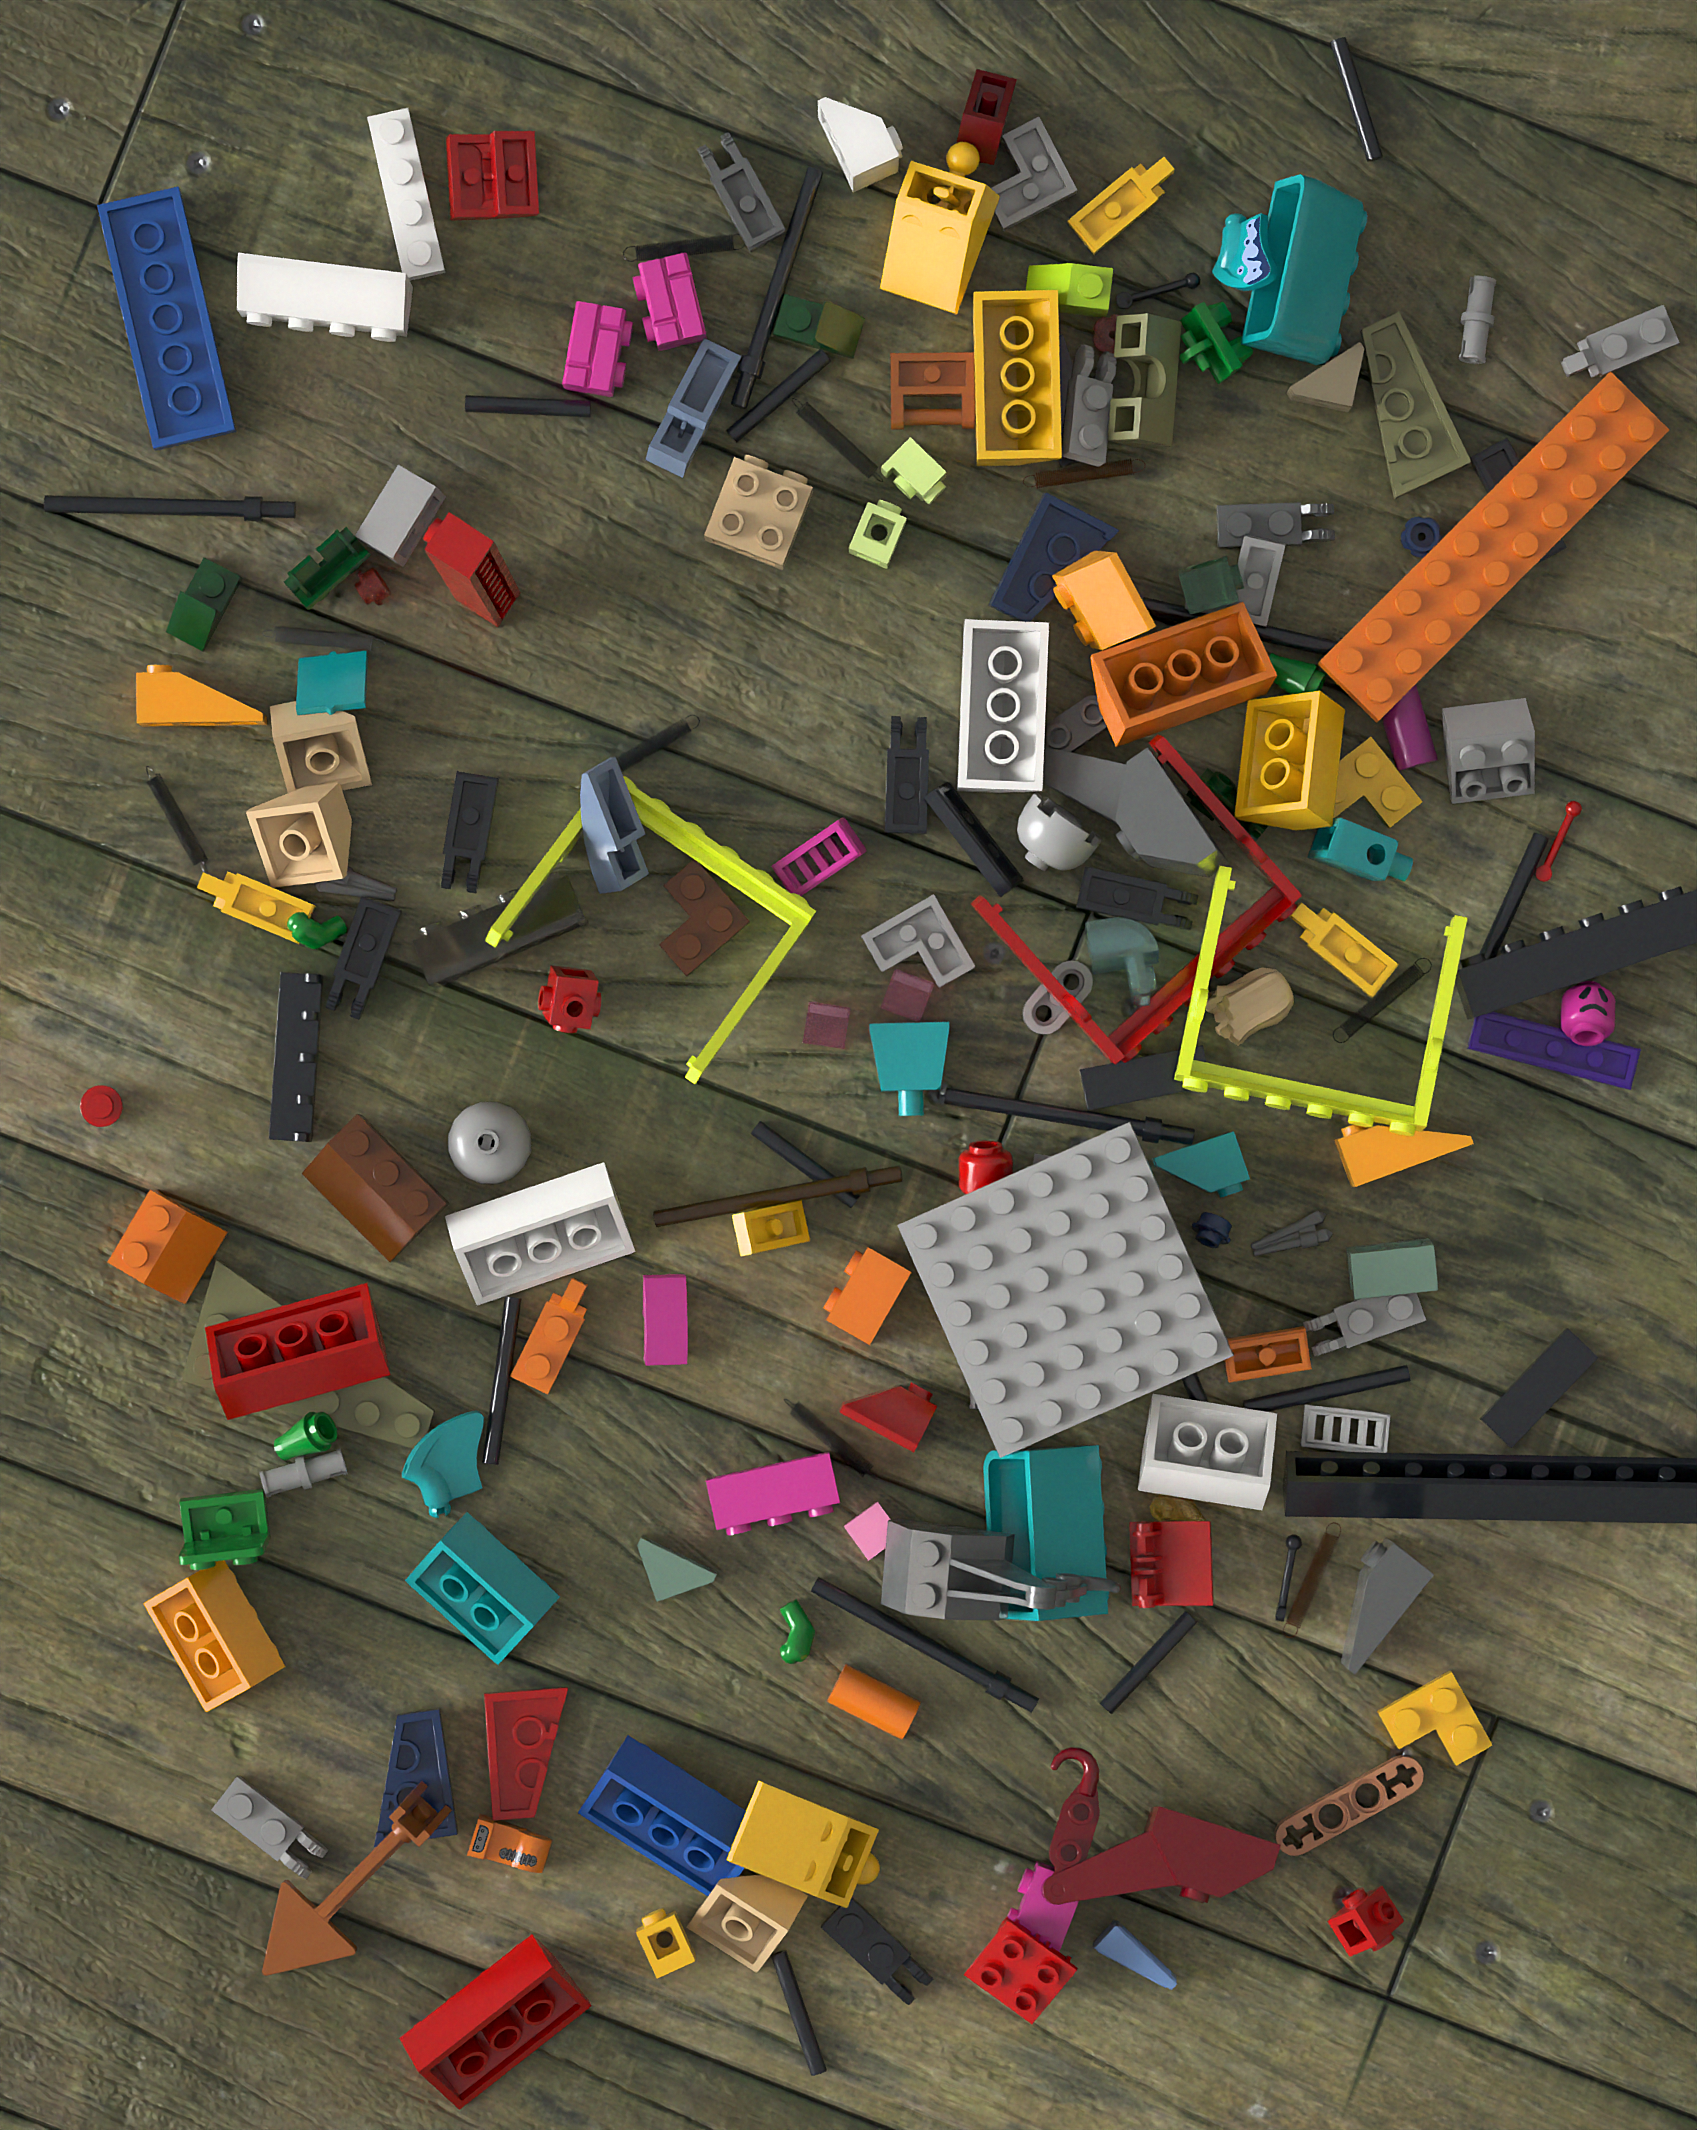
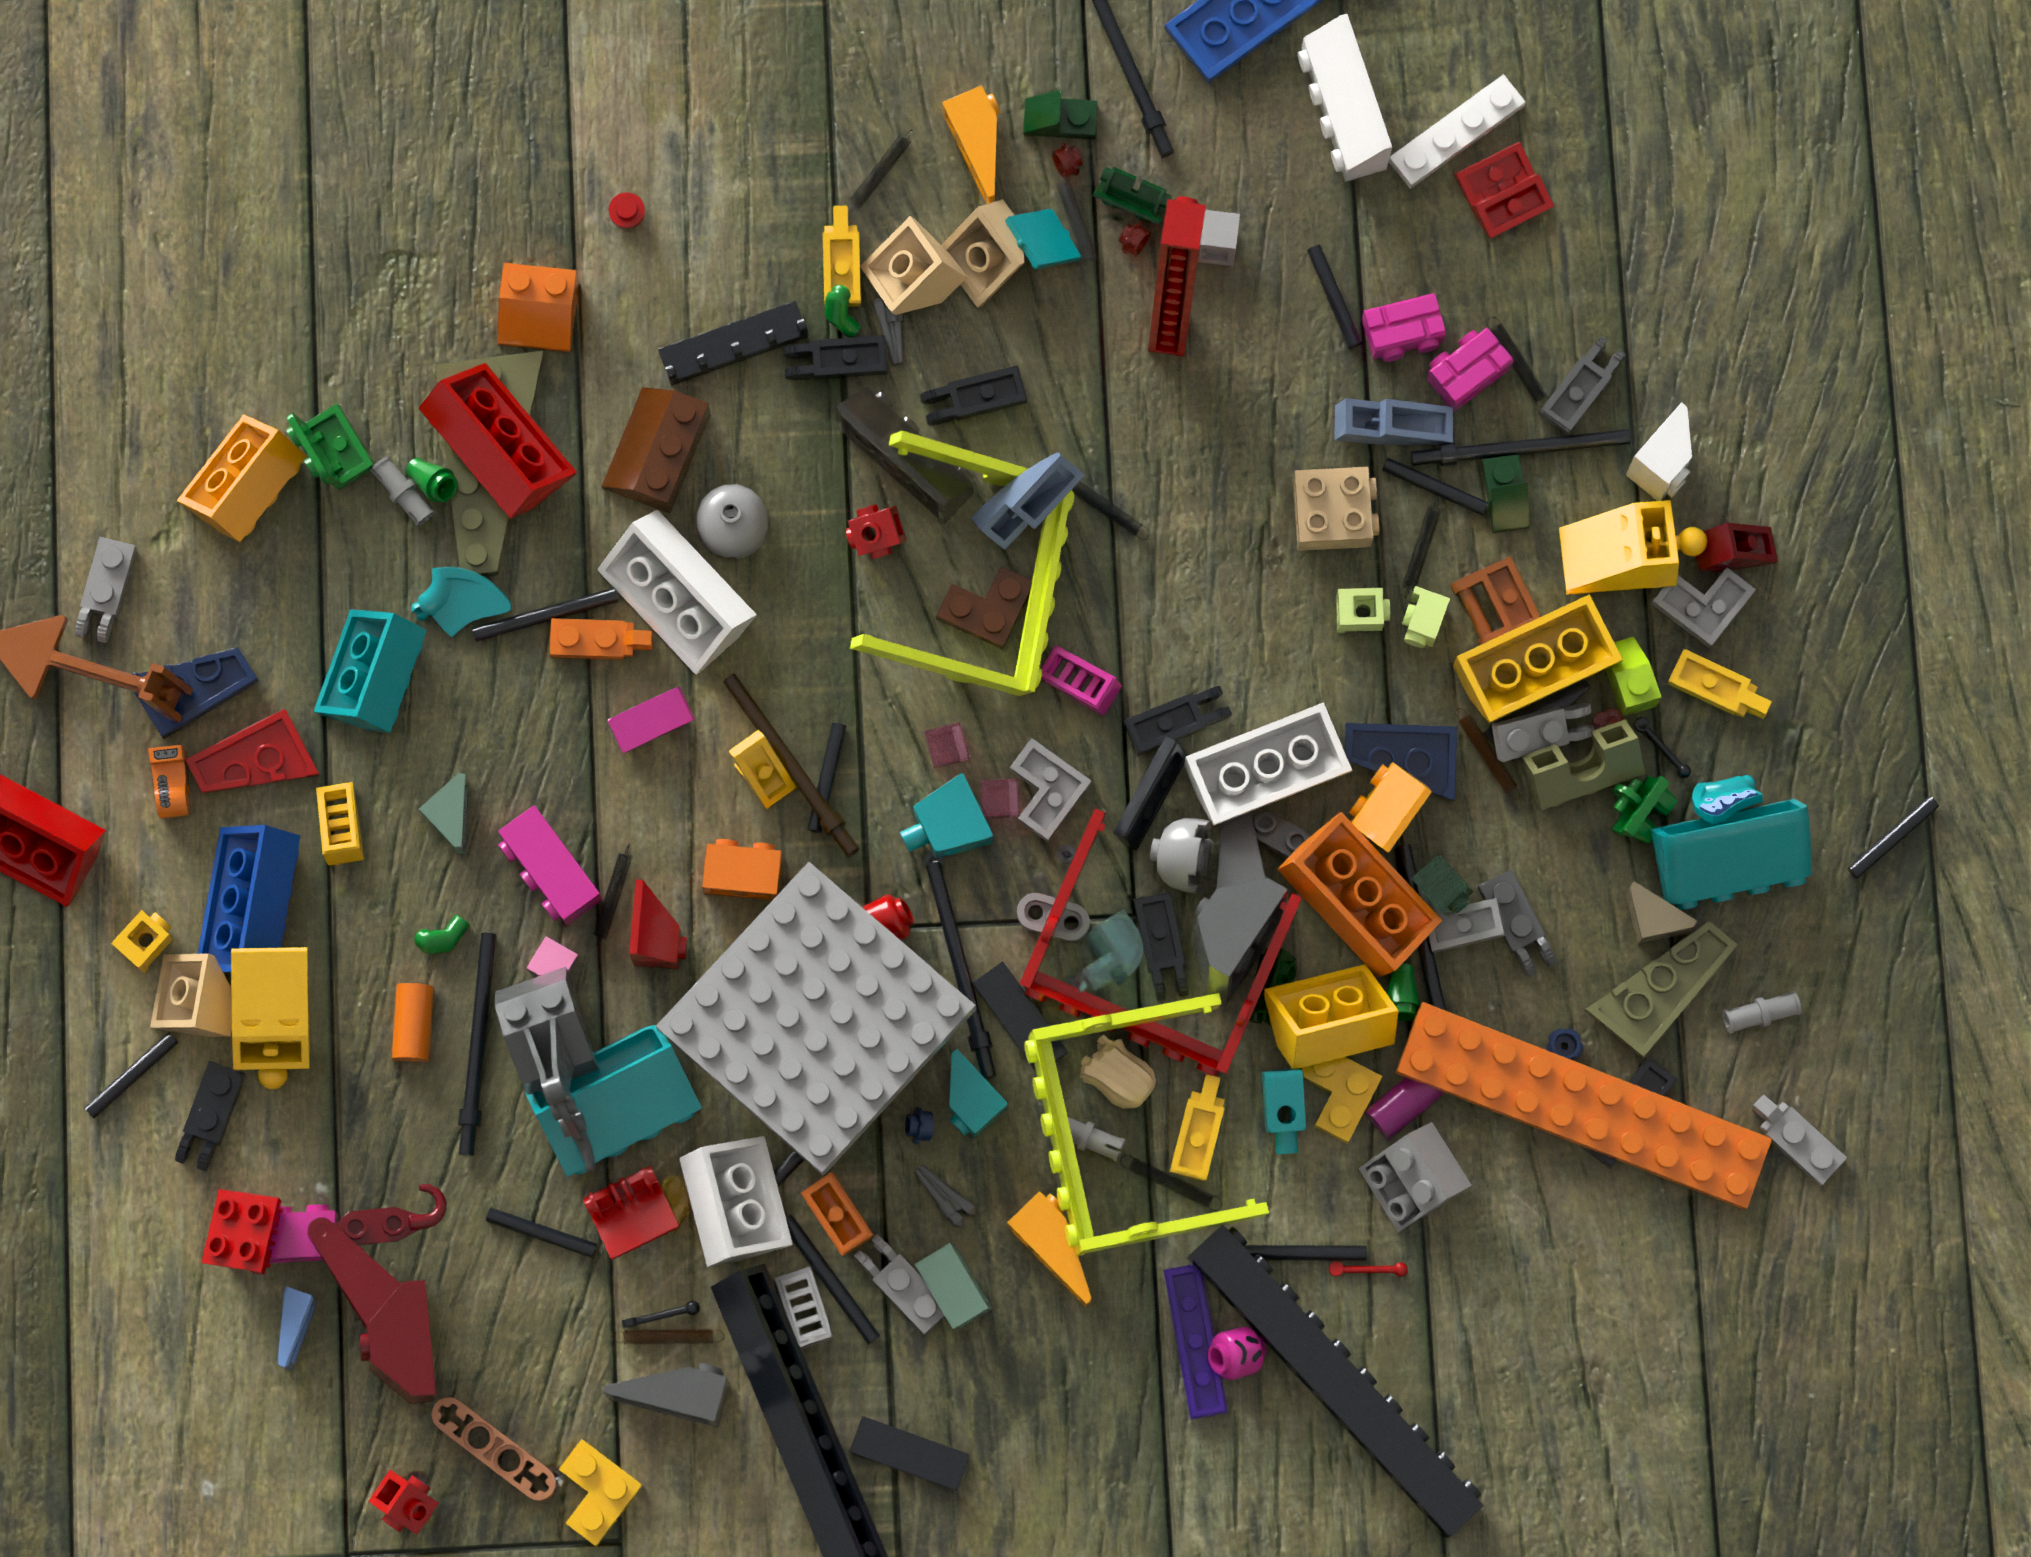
camera: 65 degrees right, 10 degrees down
(254, 618) = (1067, 160): none -> clear red plate
(663, 1698) = (344, 846): none -> yellow slope
(1305, 1057) = (1096, 1140): none -> light grey pin

